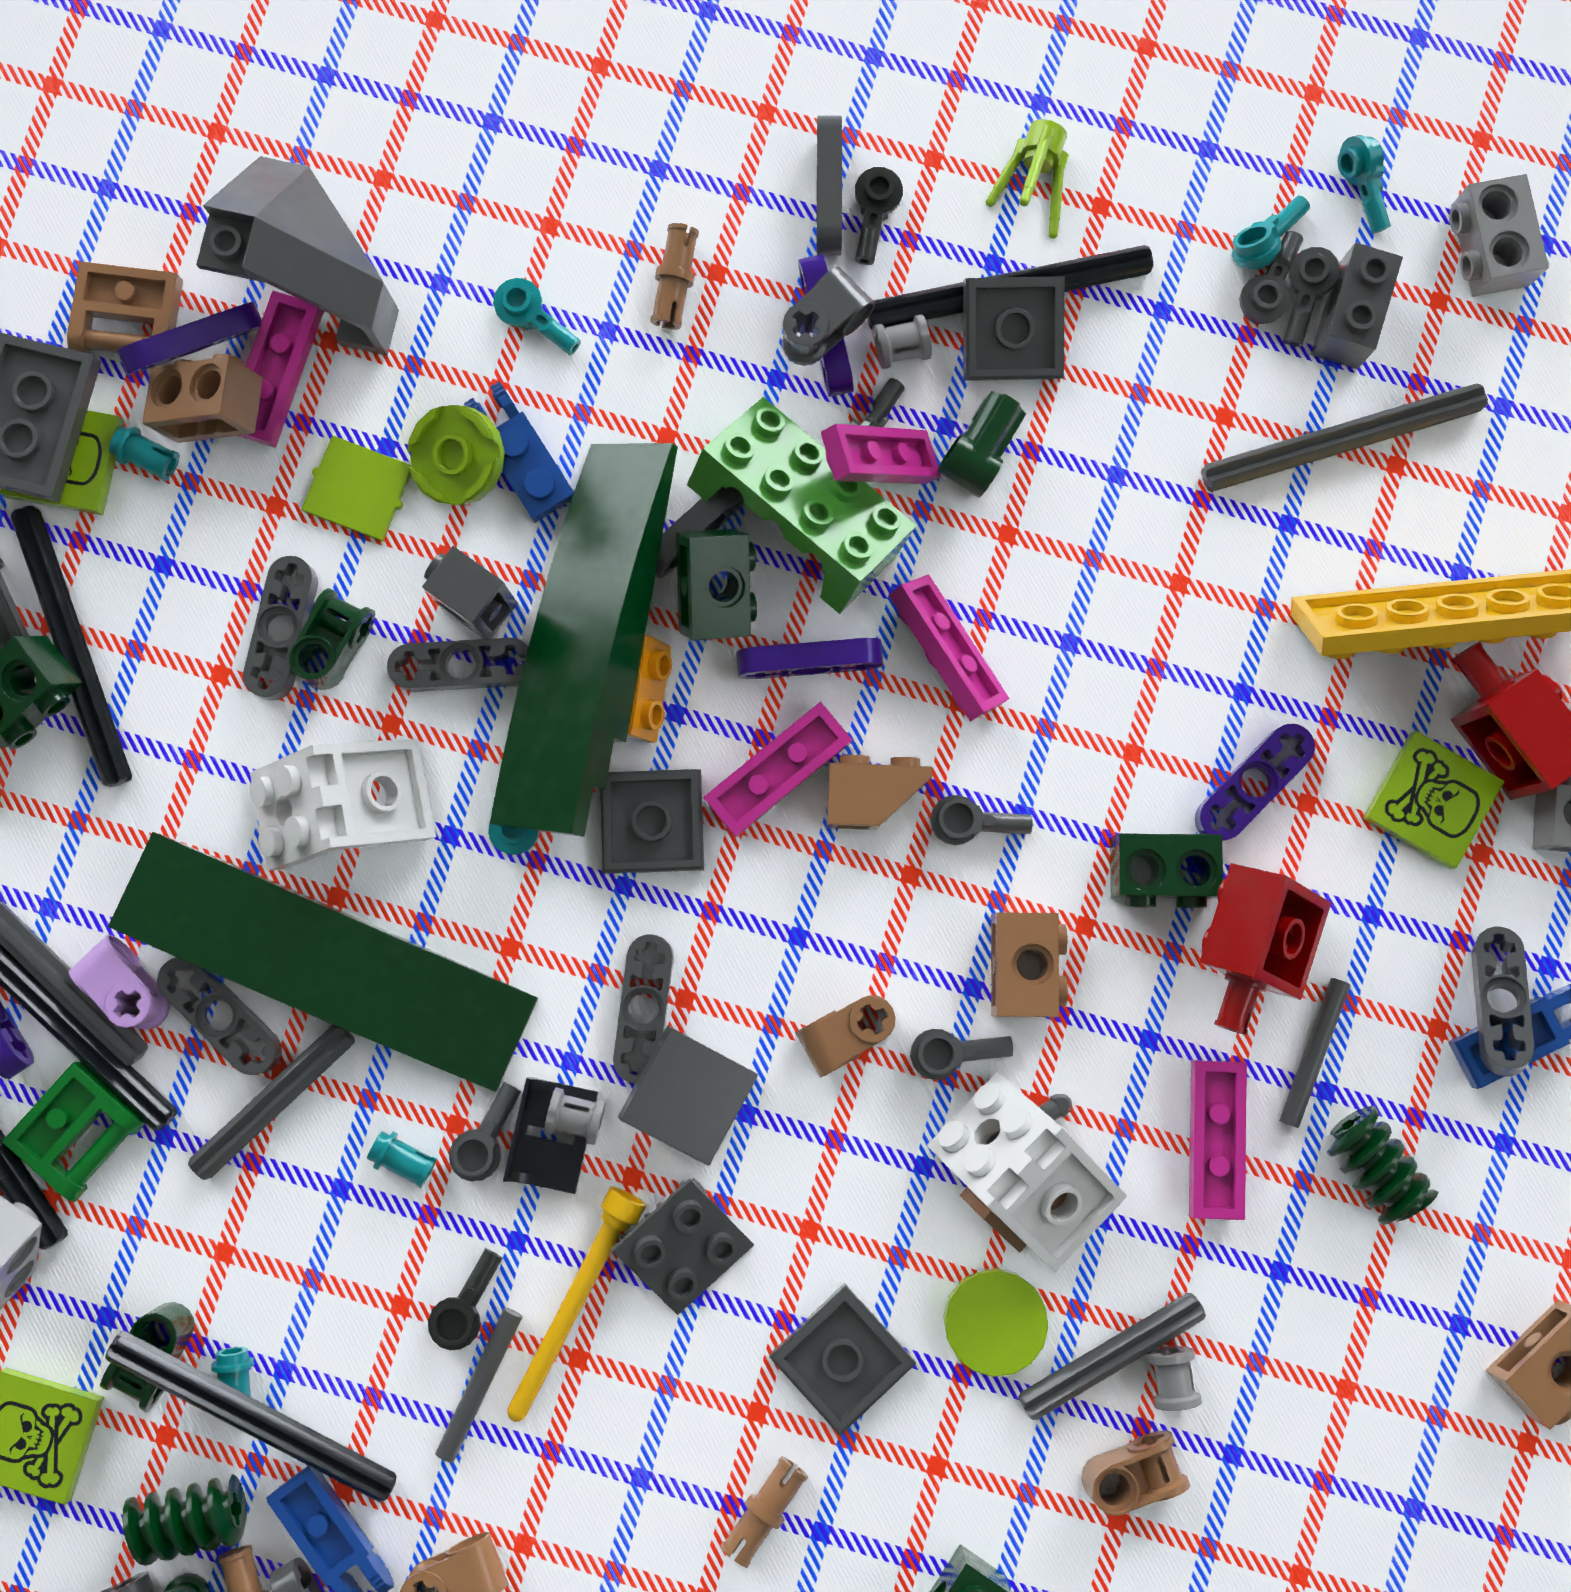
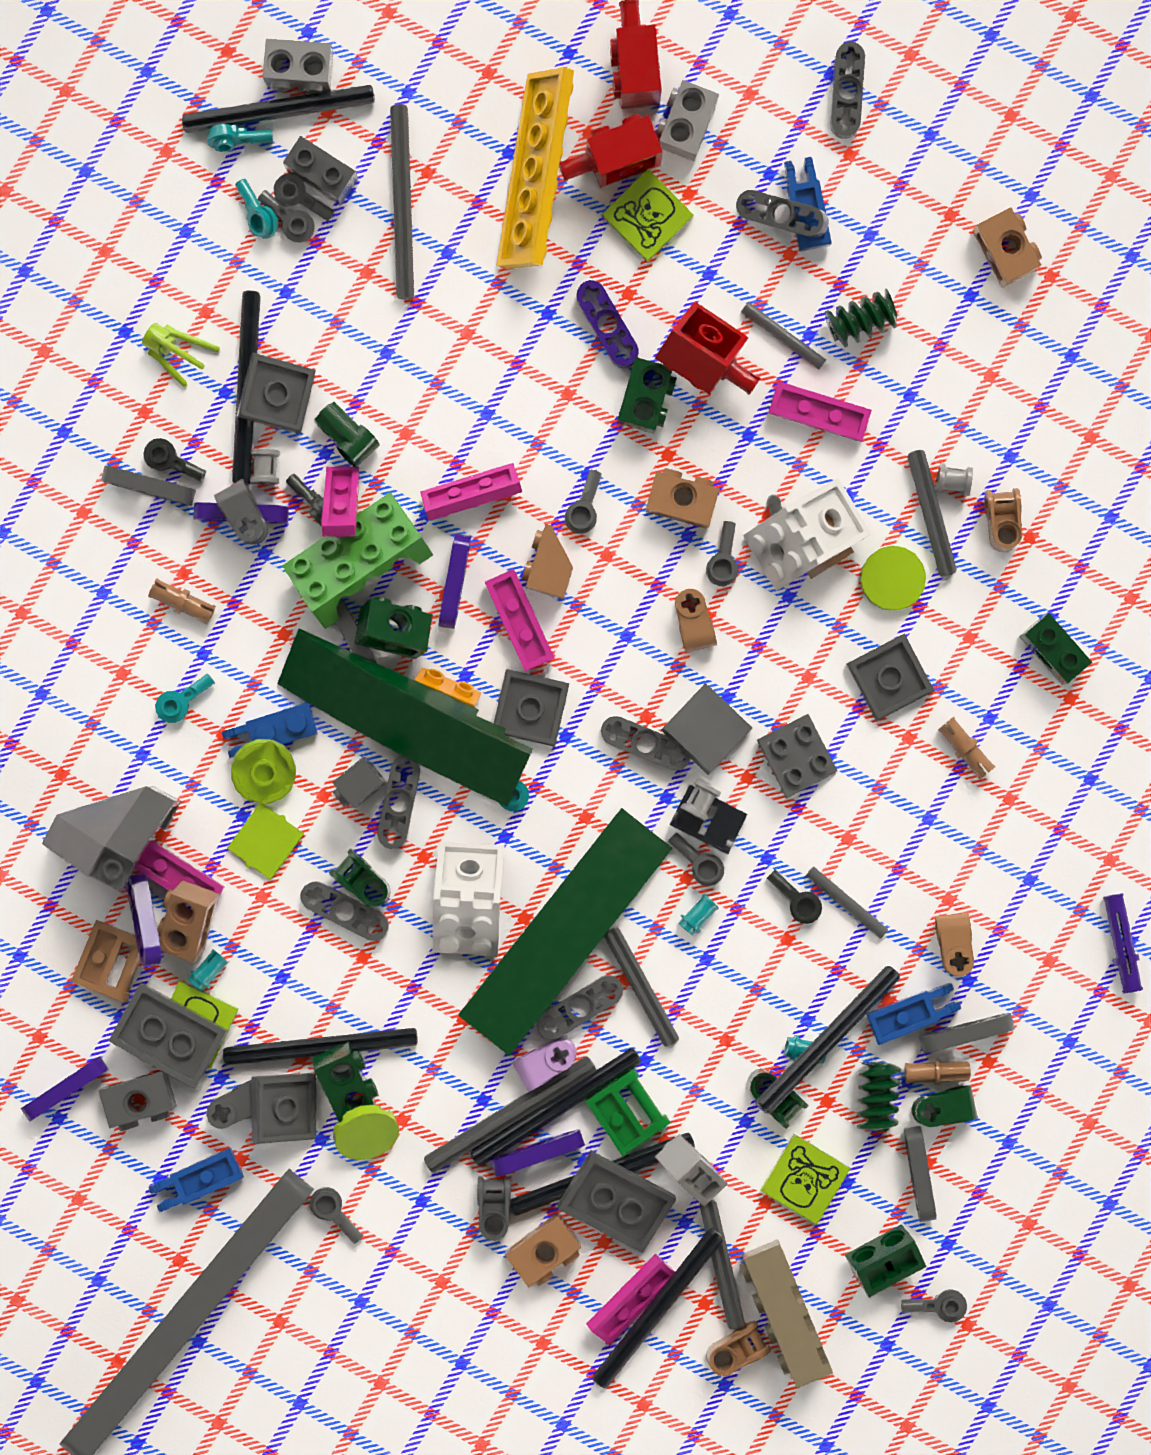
camera: 75 degrees left, 5 degrees up
(618, 1214) = (767, 790): yellow piece -> none
(1427, 231) = (279, 108): none -> black axle

